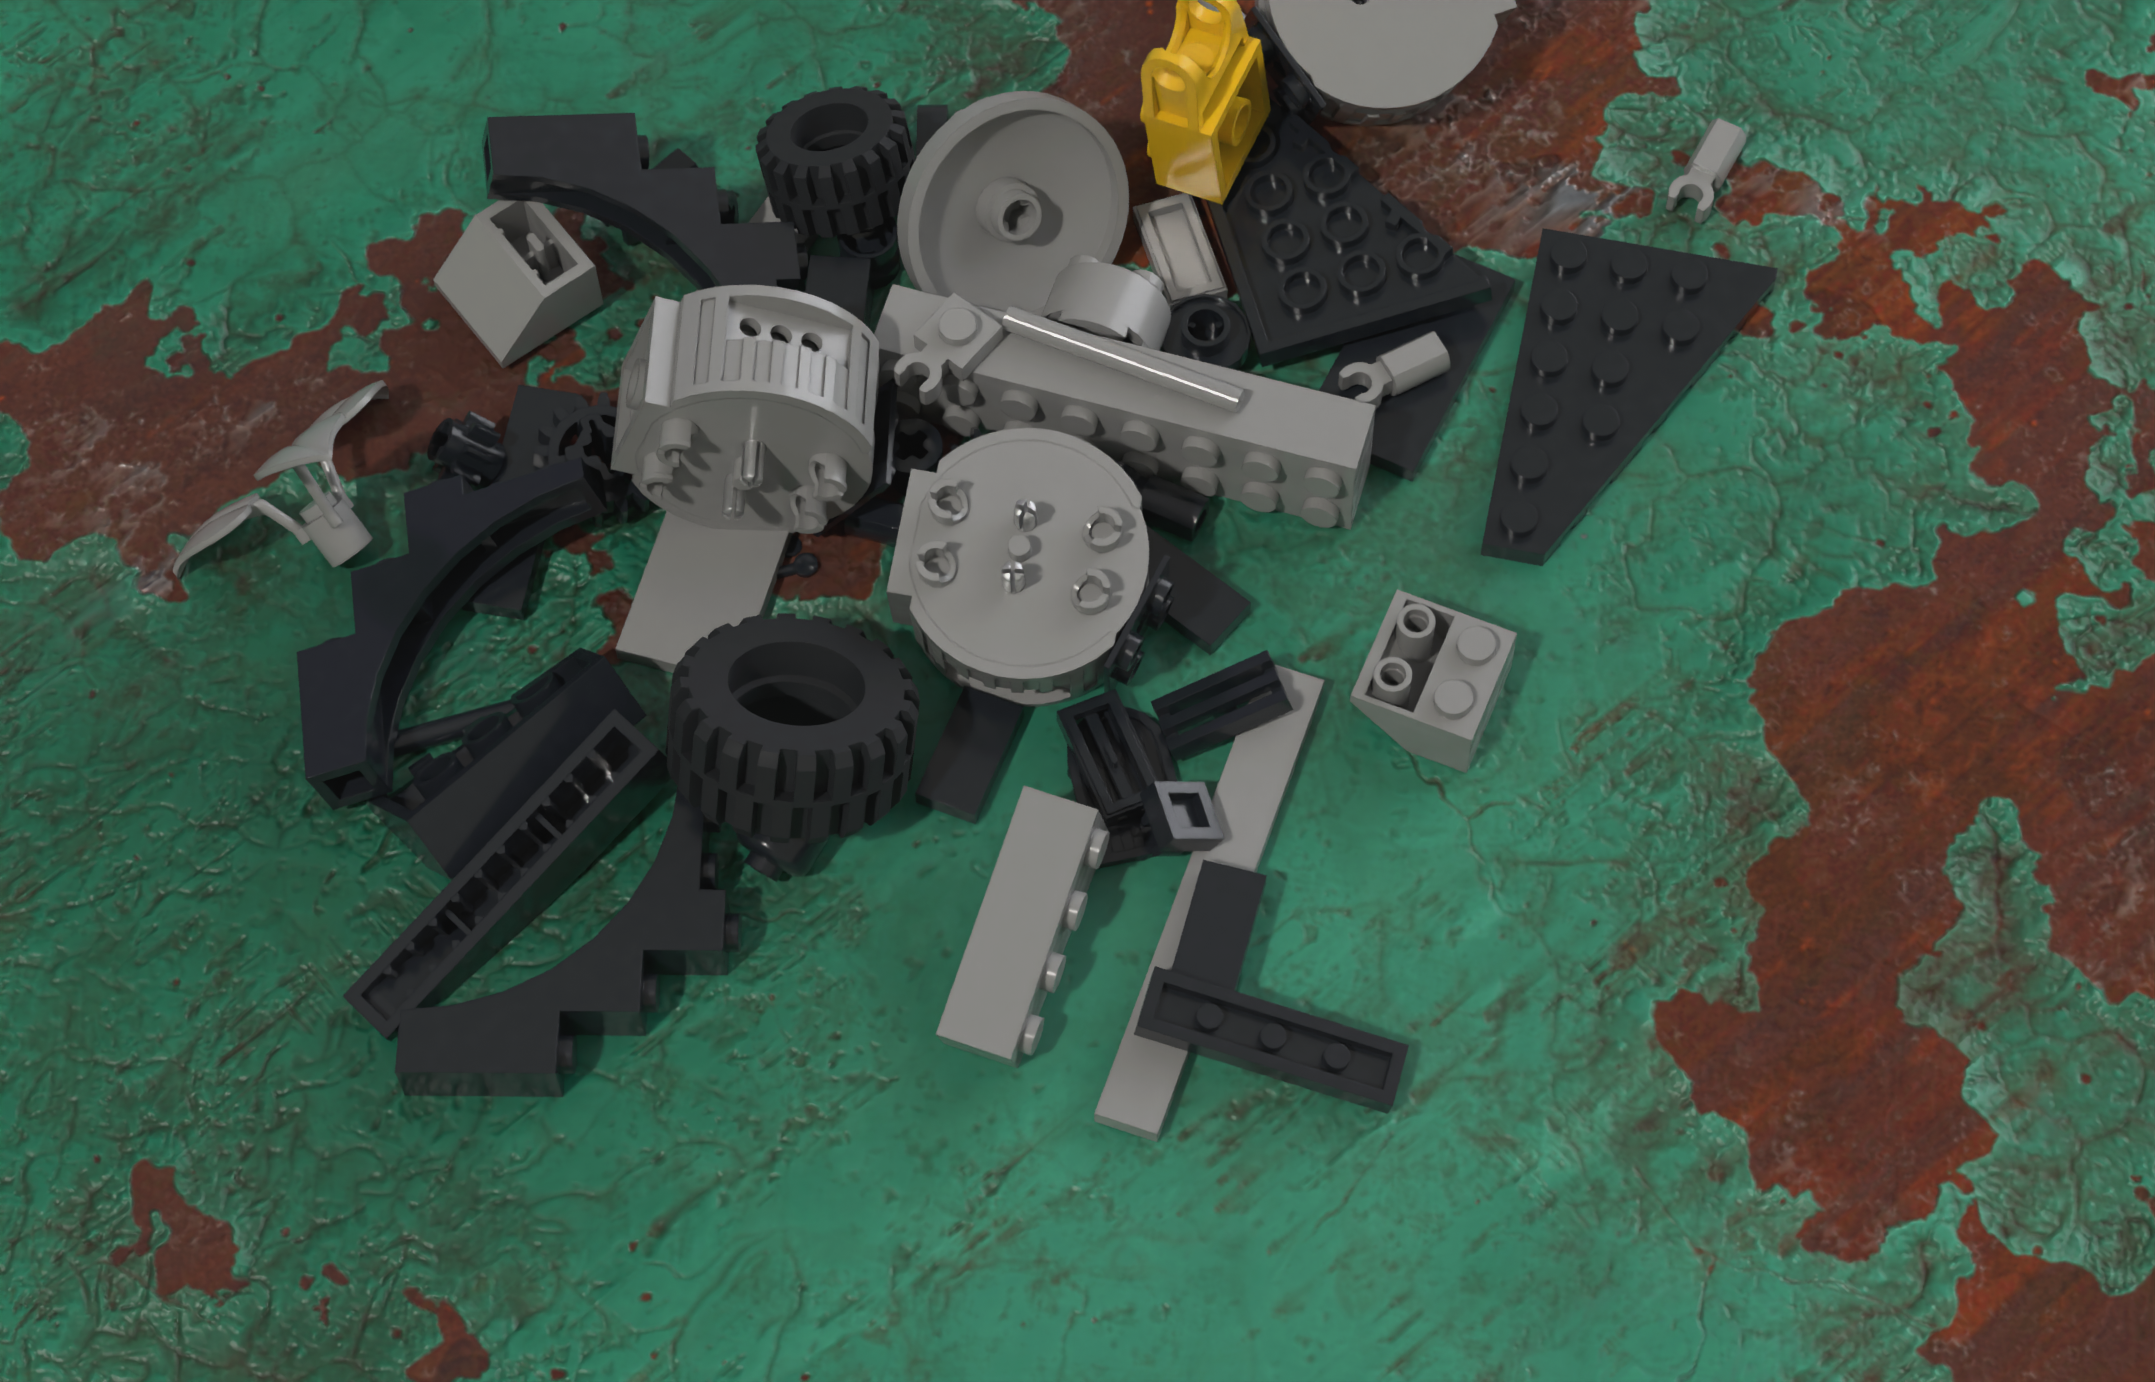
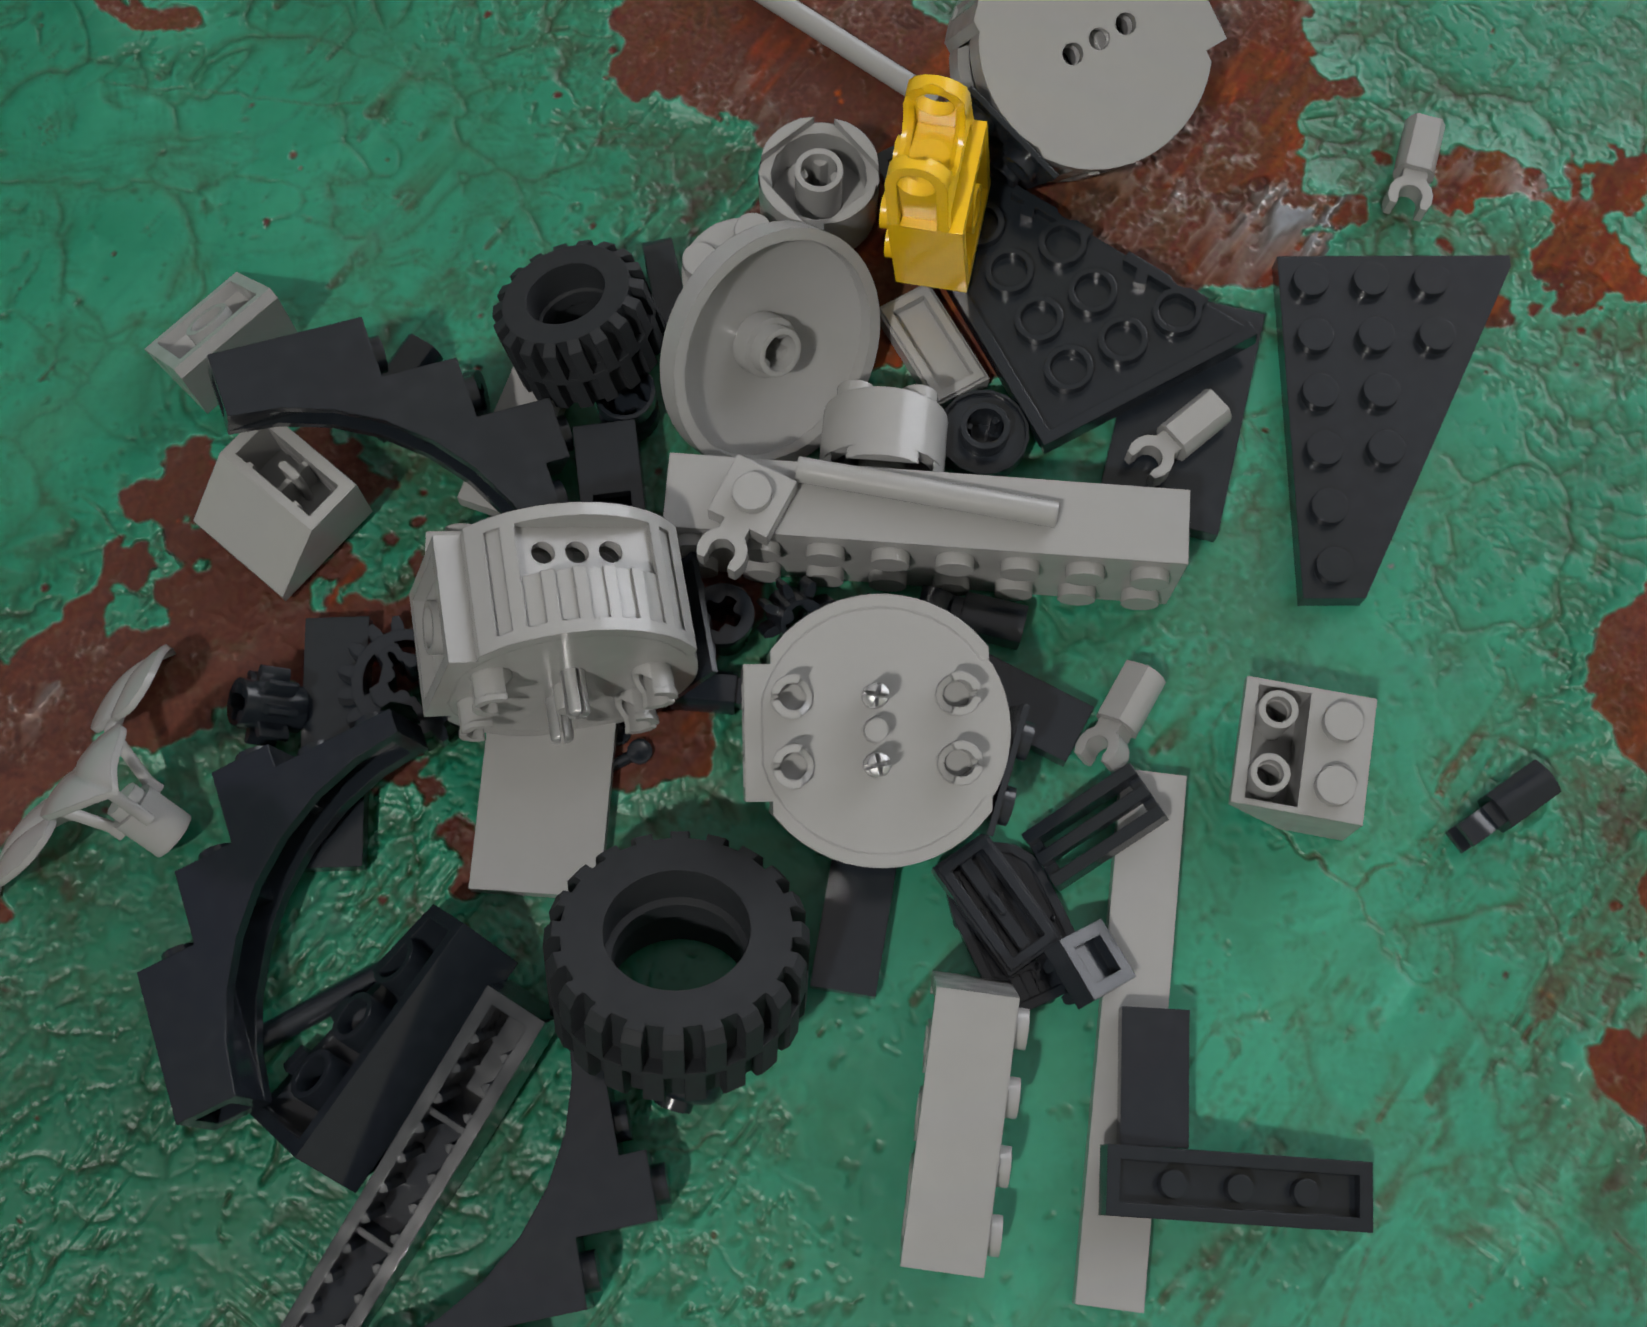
camera: 15 degrees left, 10 degrees up
(461, 126) = (228, 318): none -> light grey slope
(1099, 71) = (821, 178): none -> light grey brick
(1276, 613) = (1121, 716): none -> light grey bar
(1629, 766) = (1506, 805): none -> black bar

